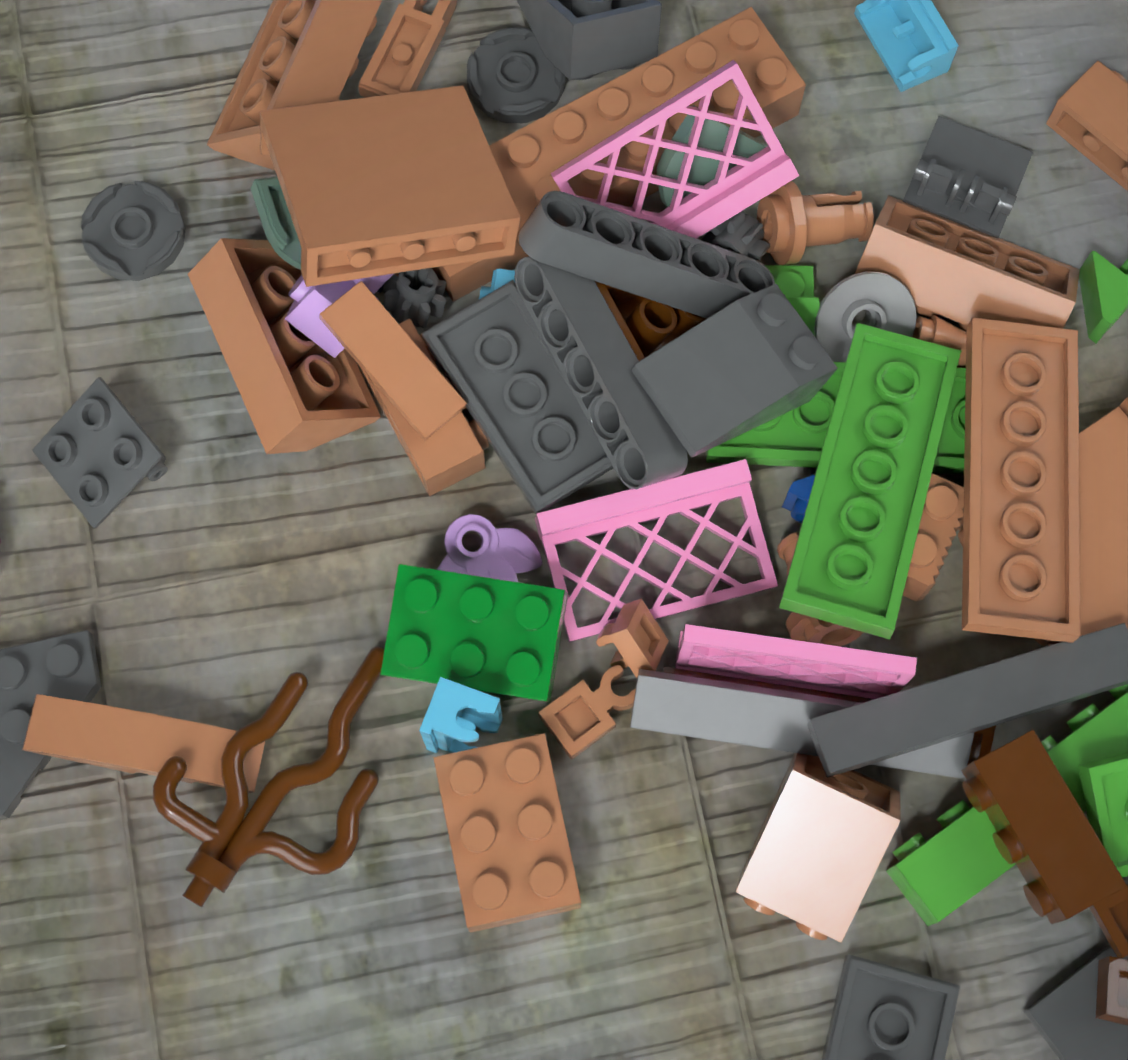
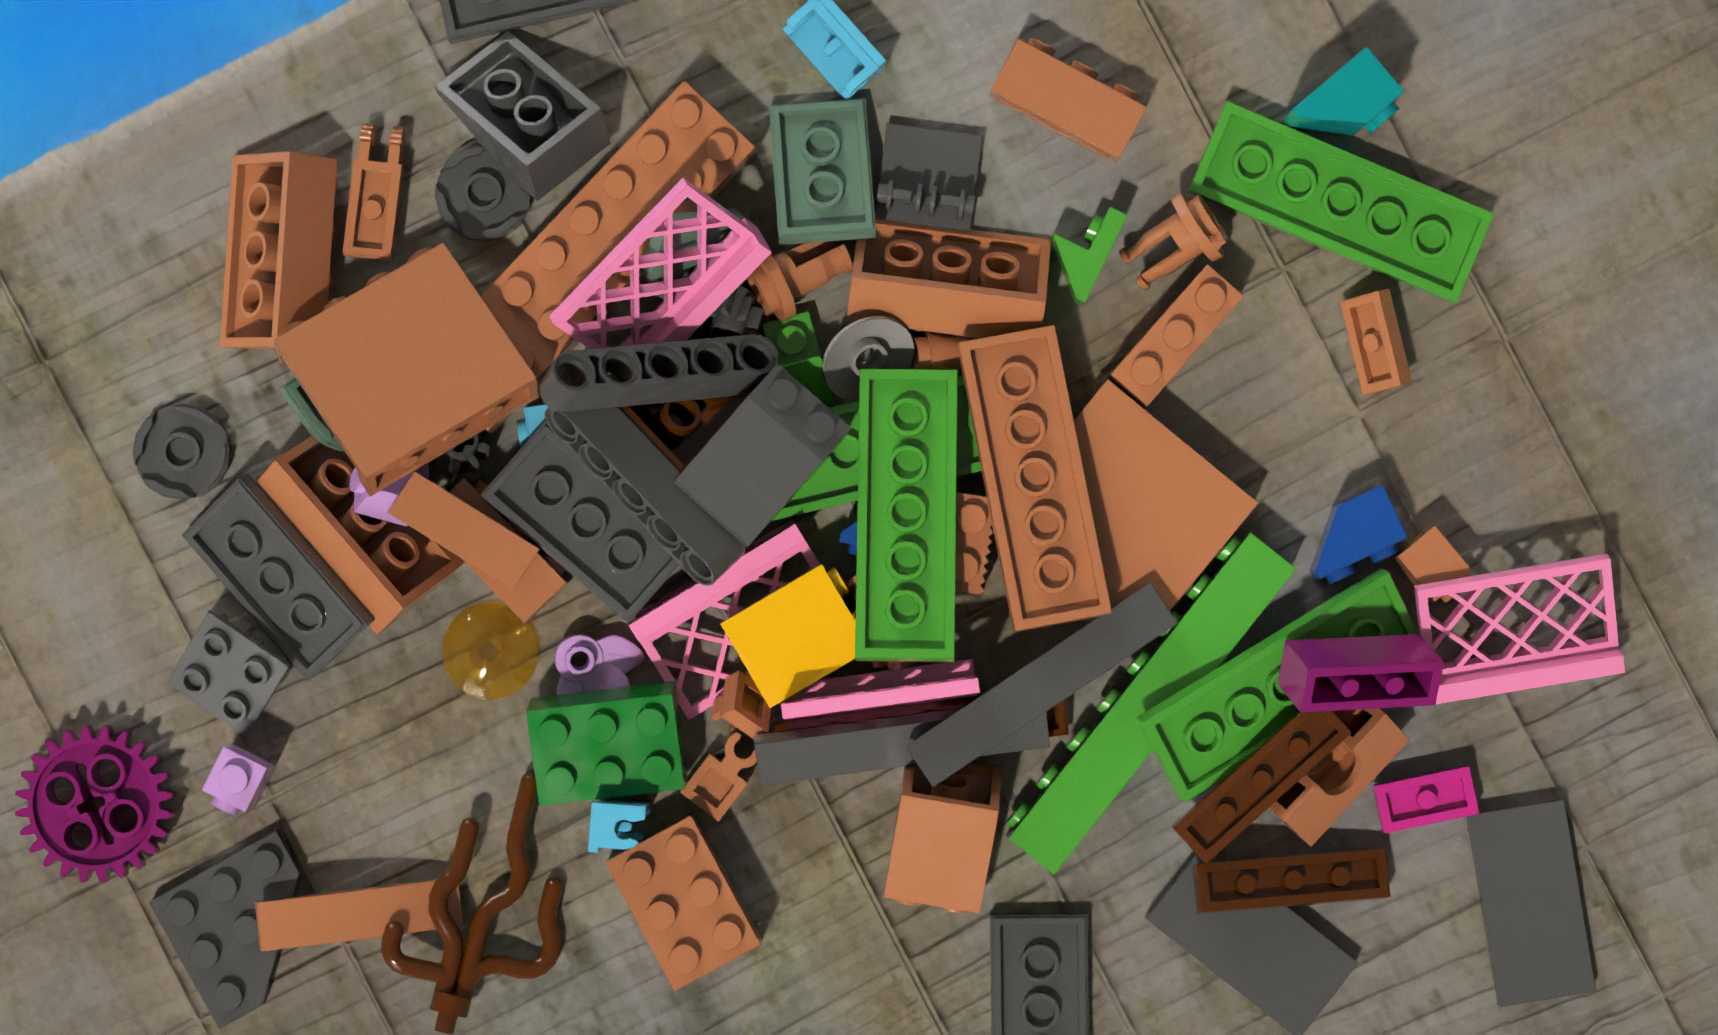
camera: 15 degrees left, 15 degrees up
(66, 561) = (237, 779): none -> lavender brick
(184, 370) = (277, 577): none -> dark grey tile
(385, 537) = (515, 646): none -> clear yellow dish
(715, 571) = (795, 634): none -> yellow brick
(864, 137) = (822, 171): none -> sand green tile
(1041, 829) = (1115, 780): reddish brown brick -> none

